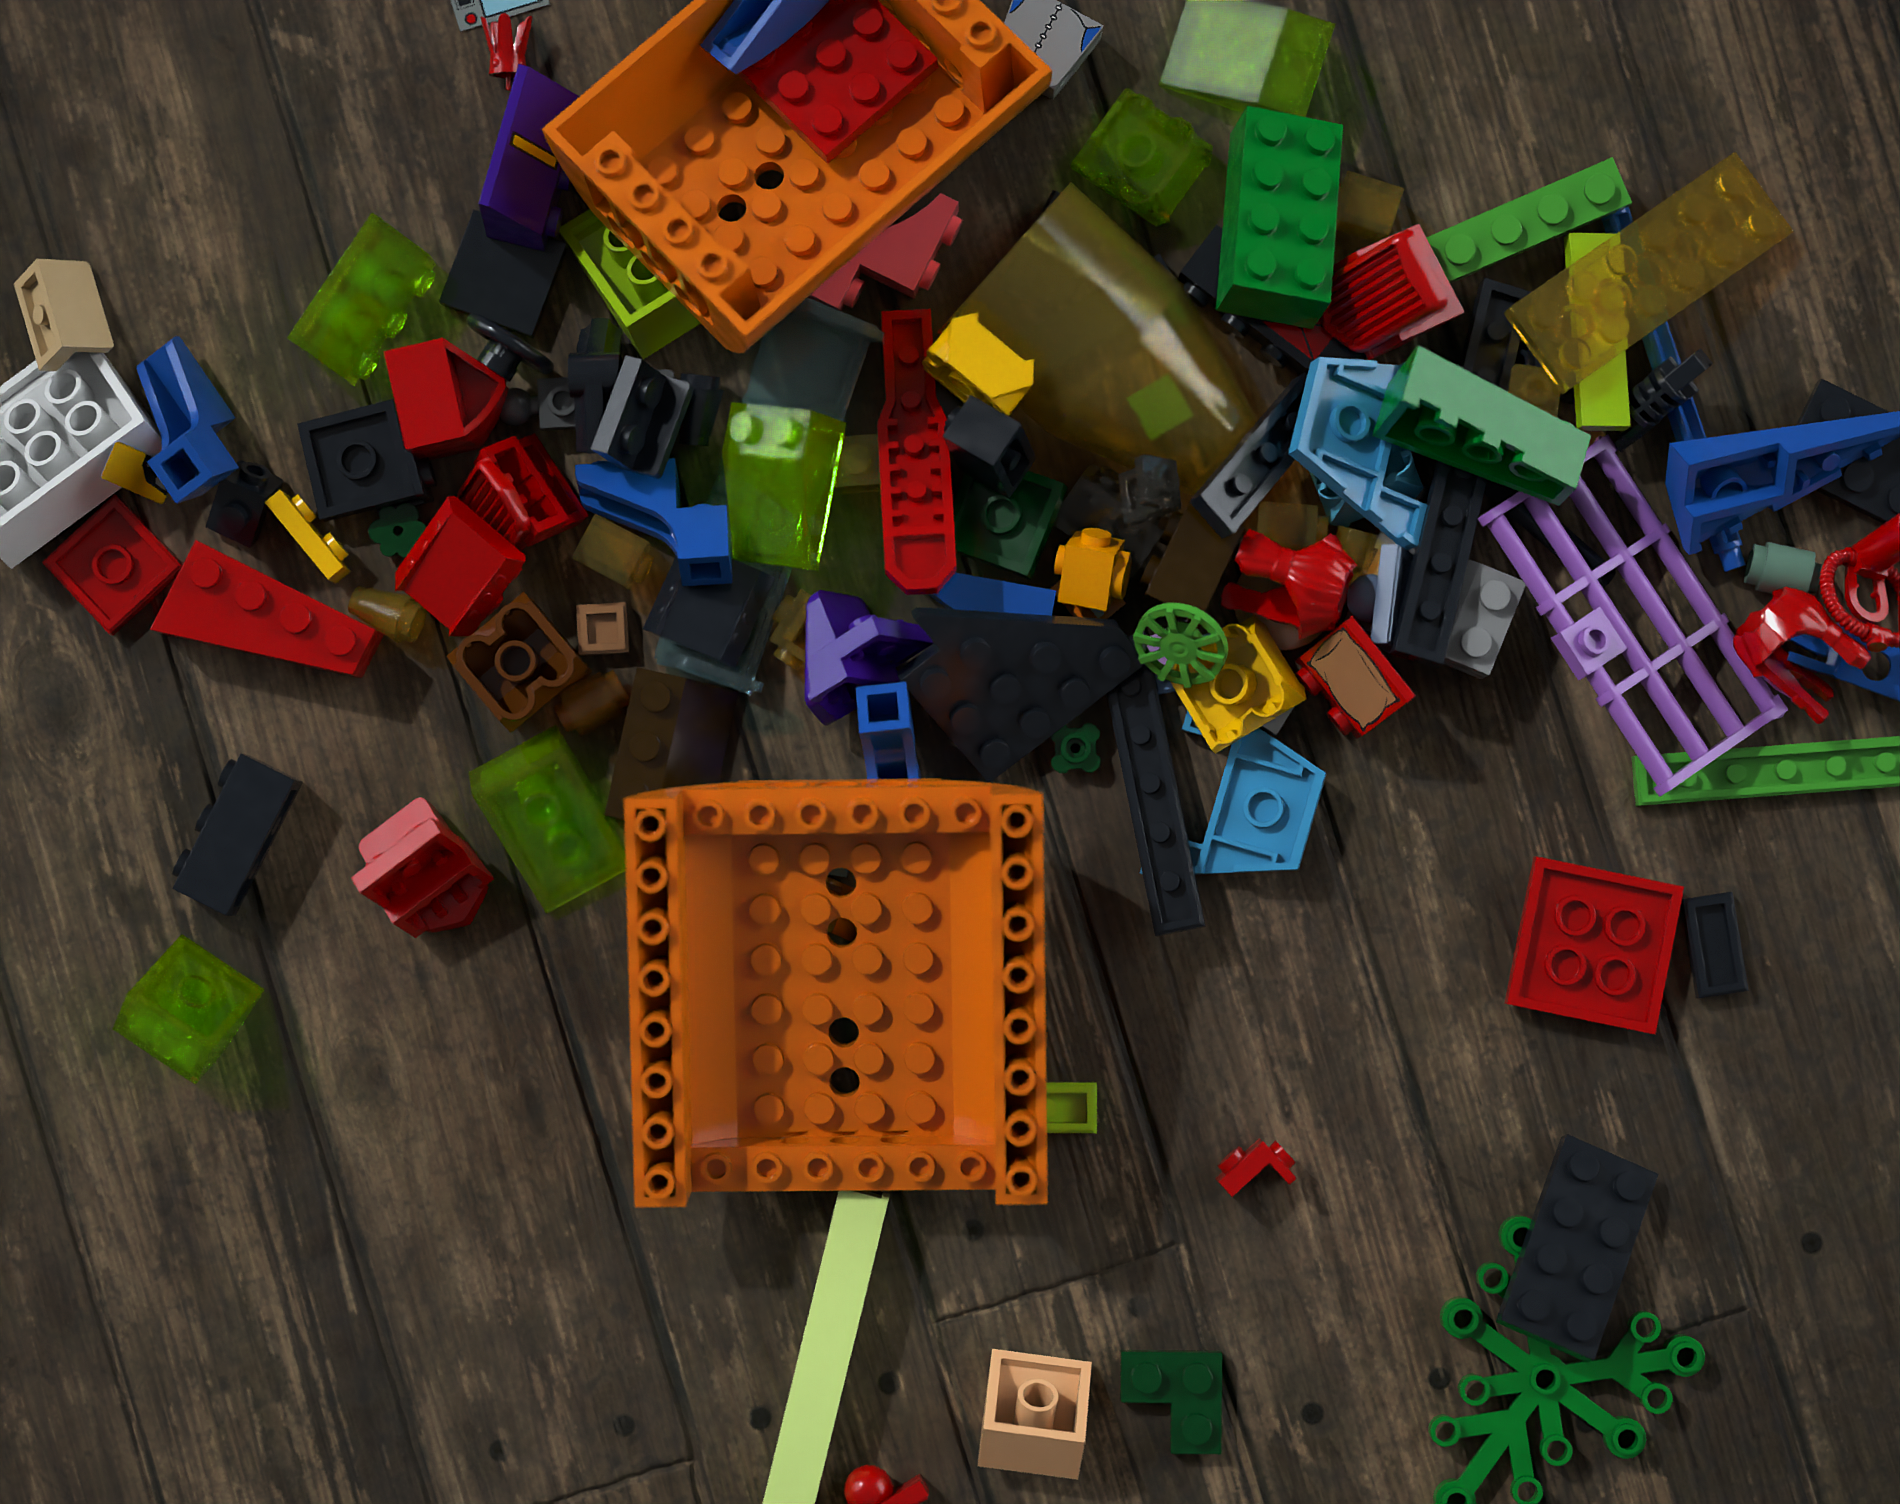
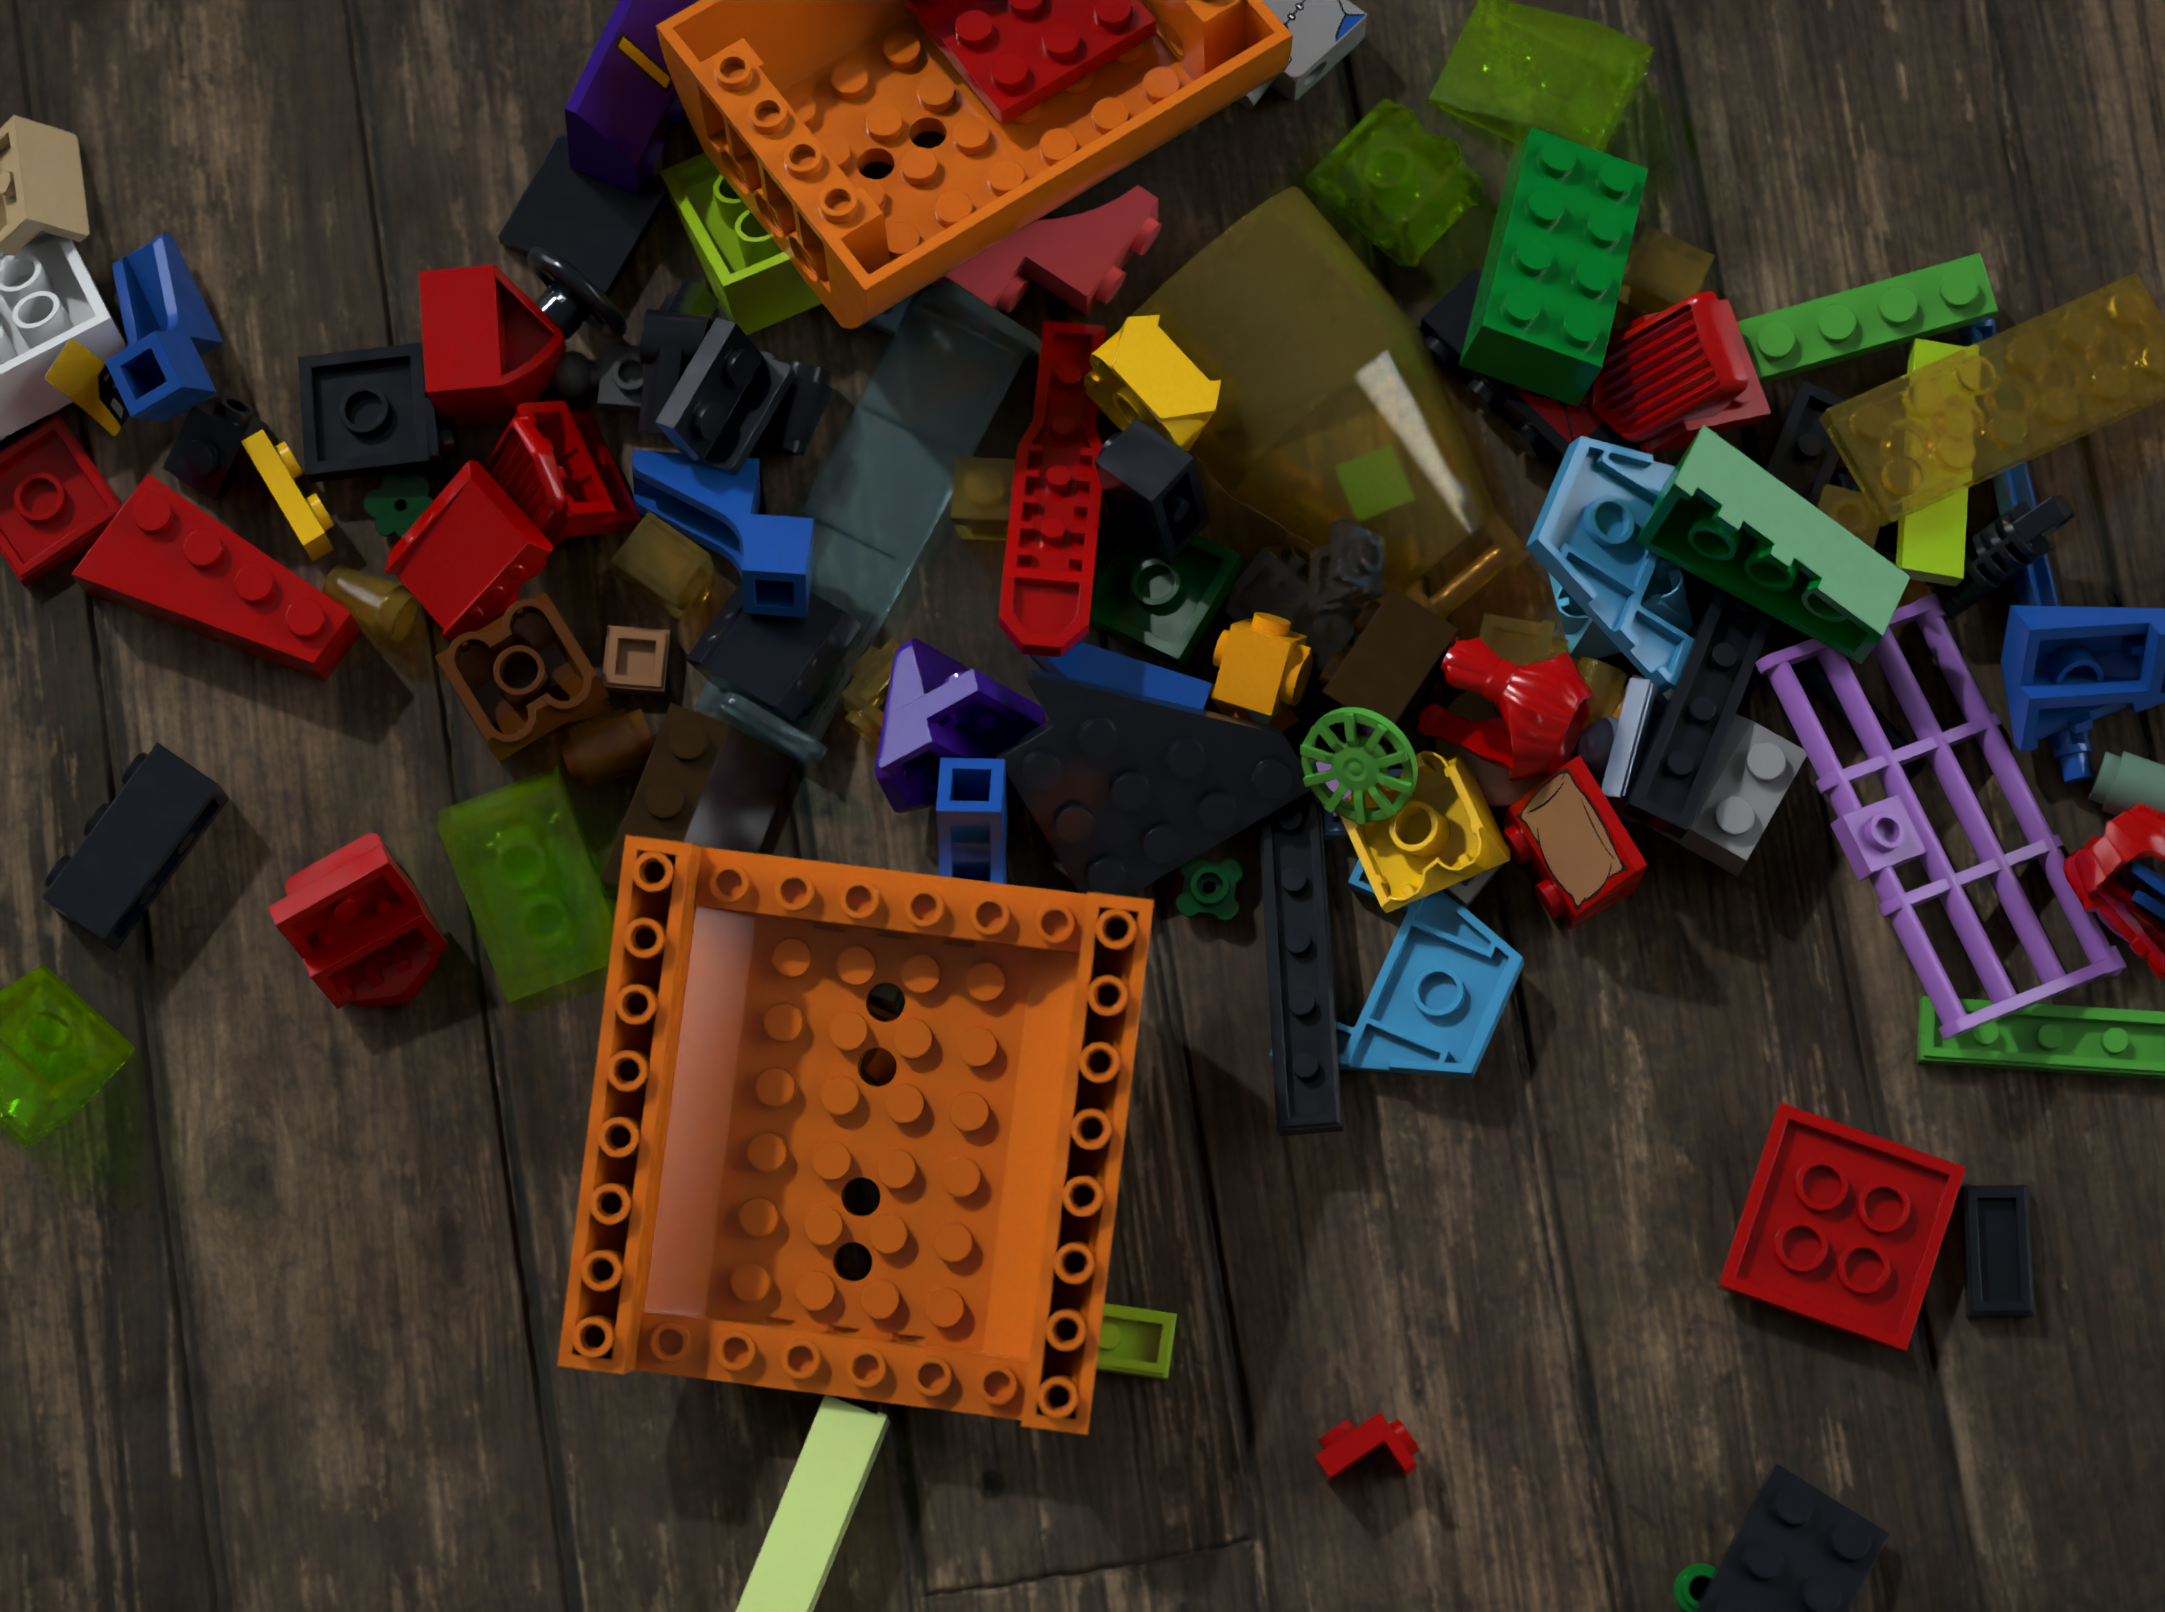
camera: 10 degrees right, 10 degrees down
(363, 301) = (404, 218): clear neon green slope -> none
(780, 482) = (885, 501): clear neon green slope -> none
(1252, 465) = (1475, 557): black plate -> none

